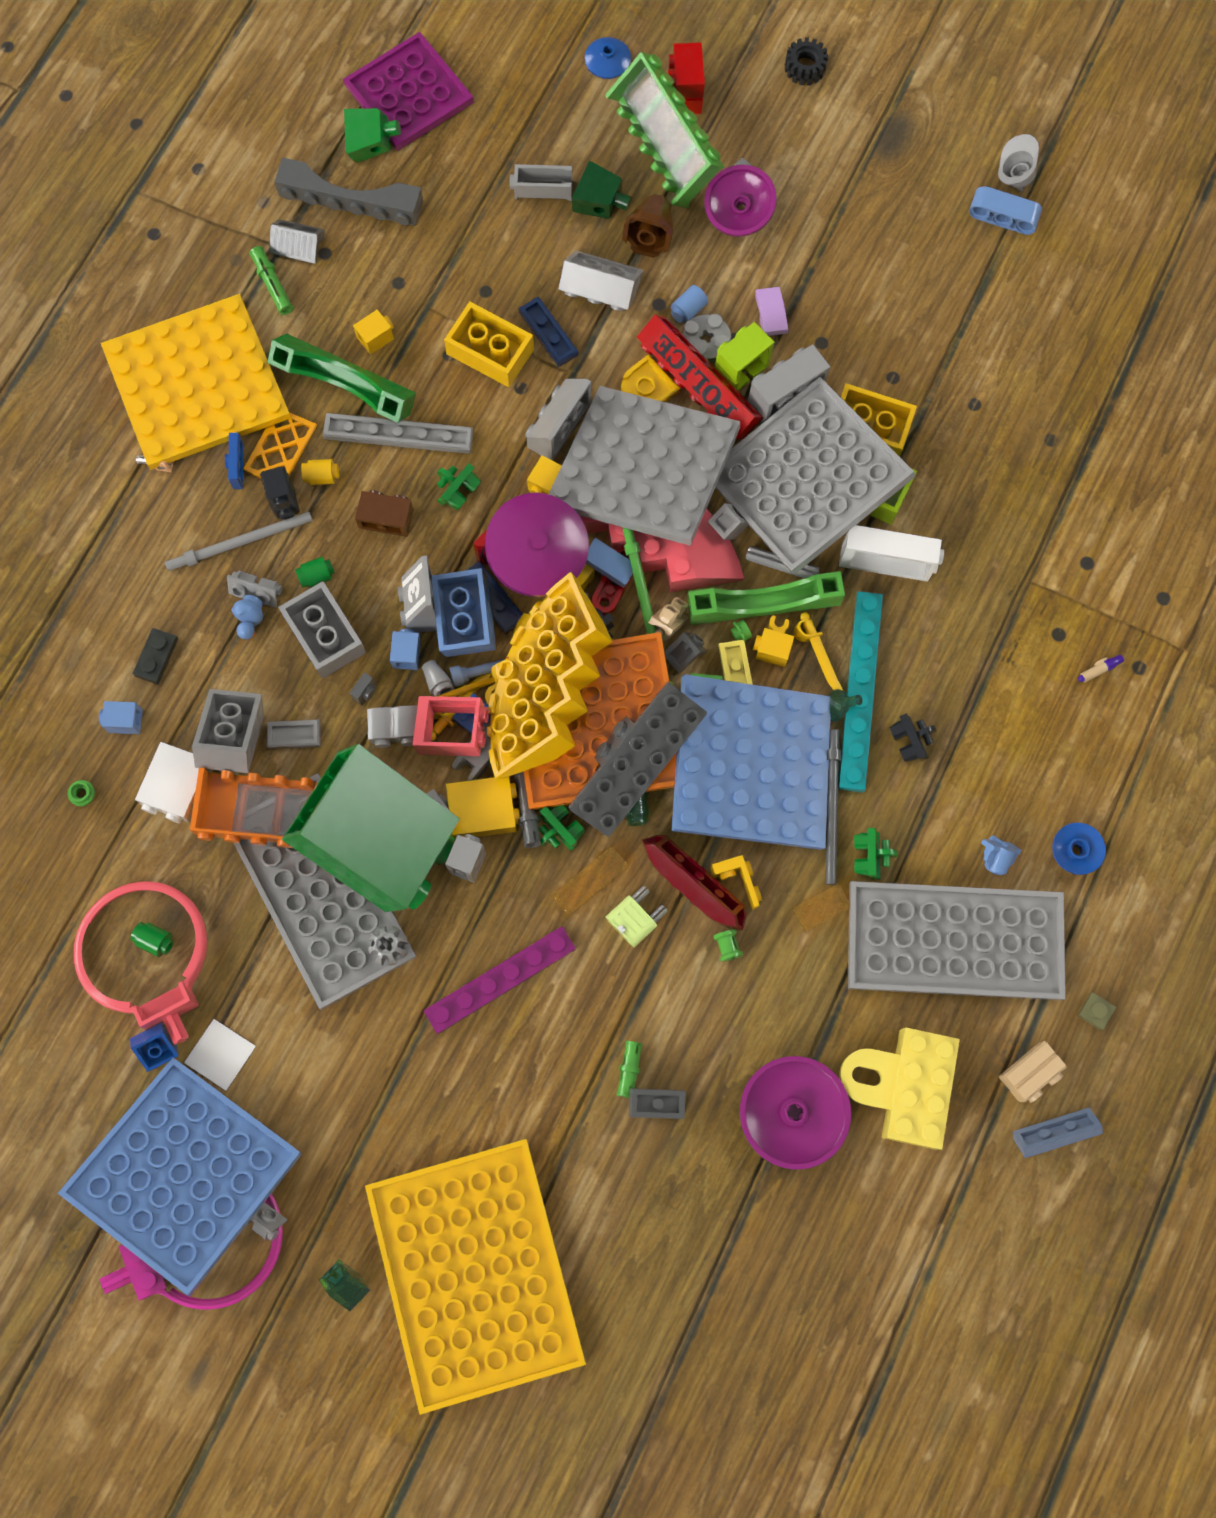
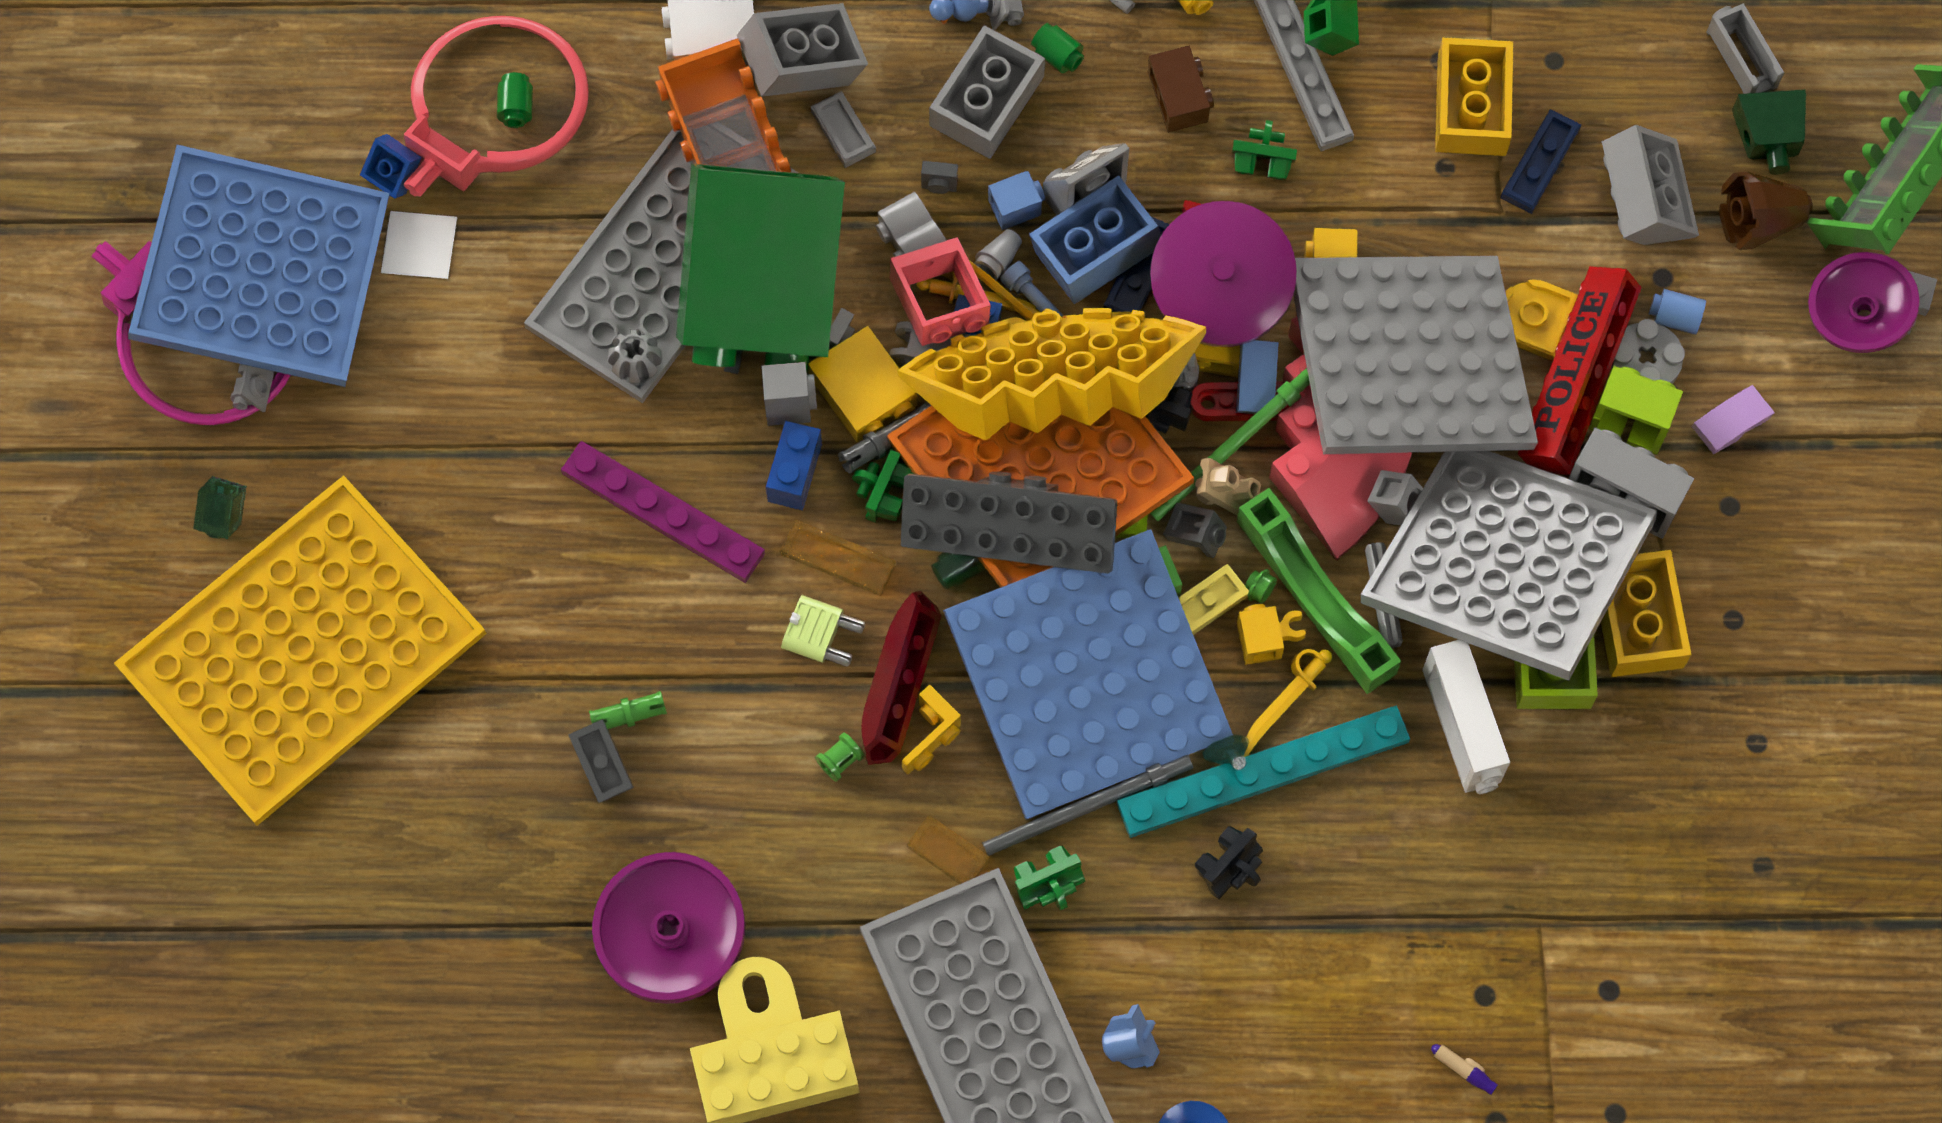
camera: 65 degrees right, 5 degrees down
(515, 878) = (794, 465): none -> blue brick
(559, 417) = (1422, 229): light grey slope -> none

